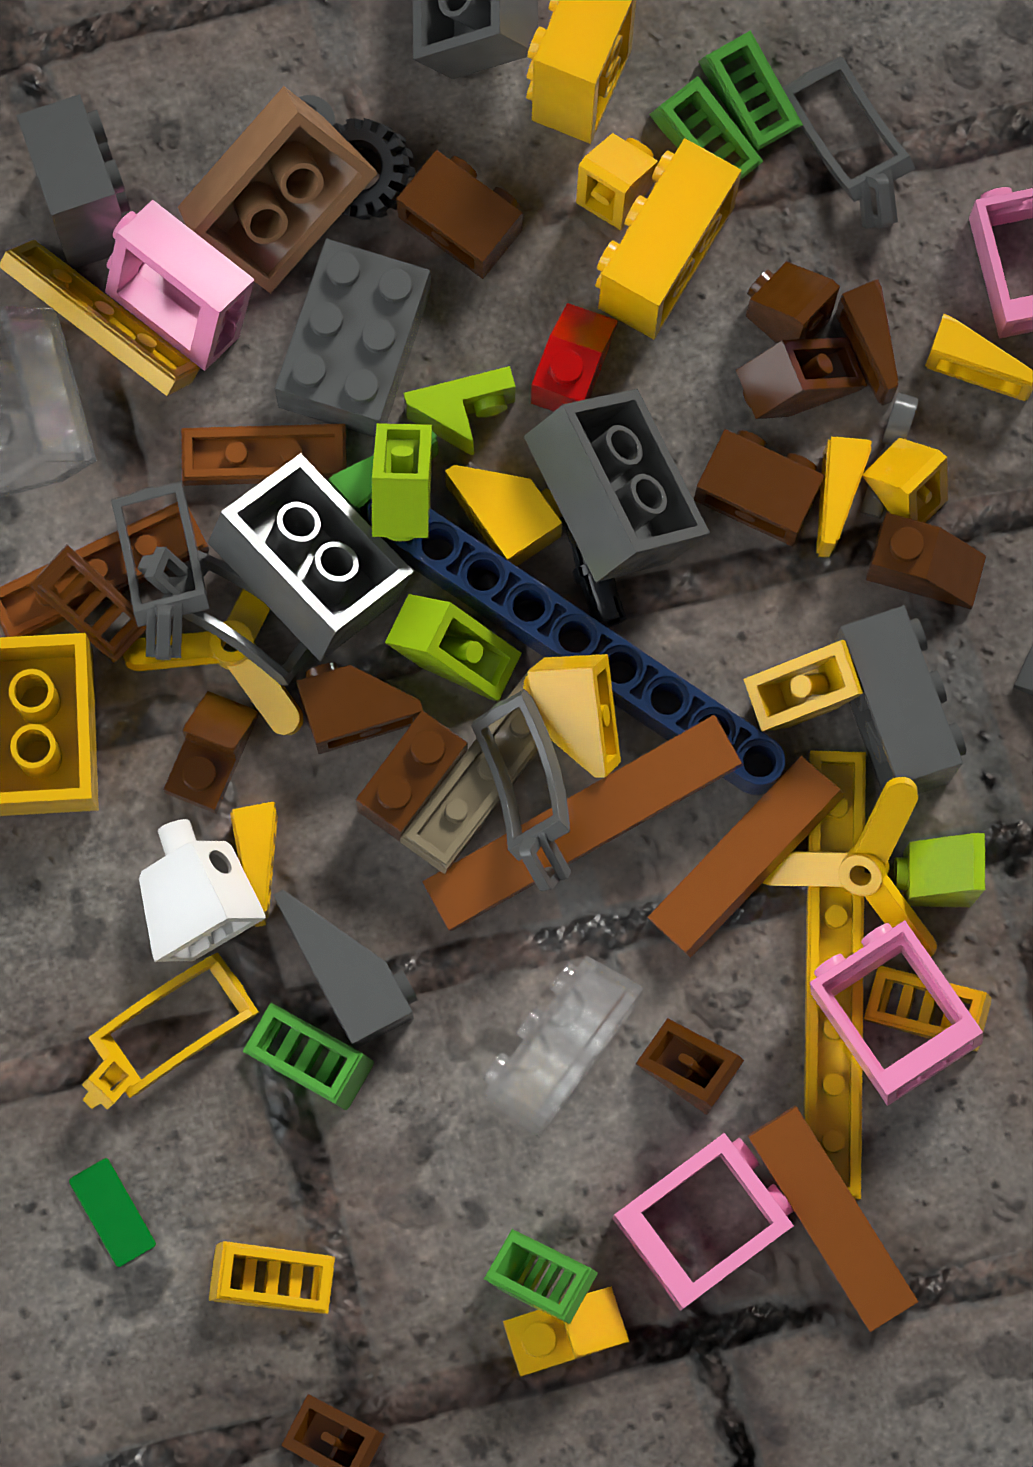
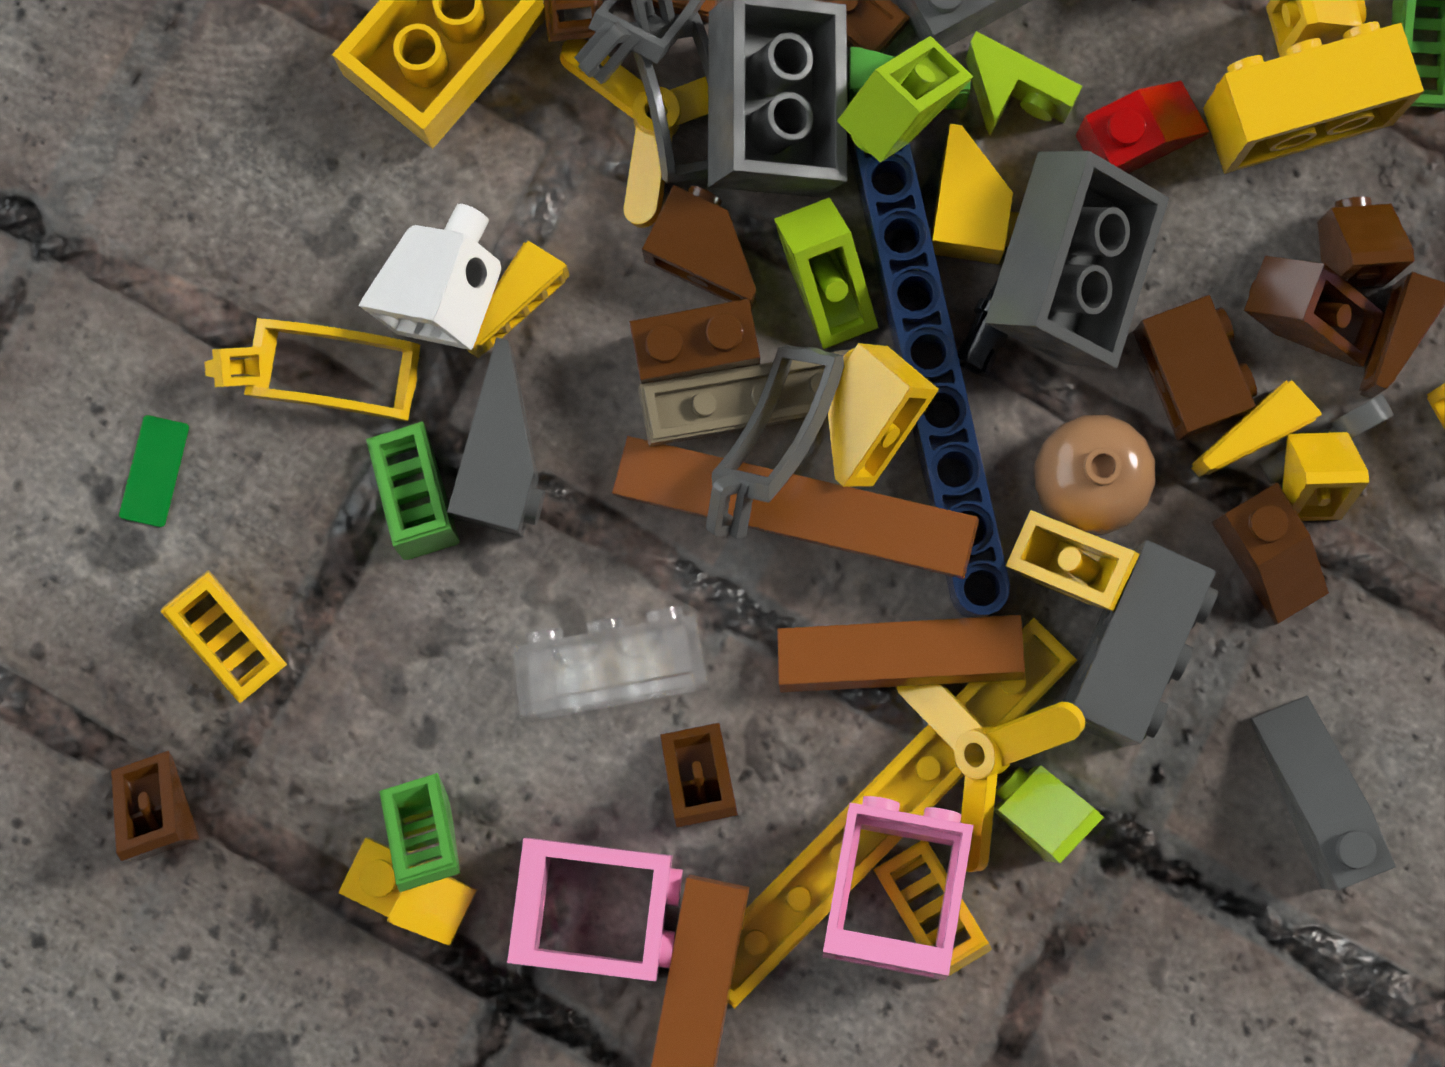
camera: 50 degrees right, 5 degrees up
(210, 751) = (562, 182): reddish brown slope -> none
(759, 617) = (1094, 474): none -> medium nougat cylinder

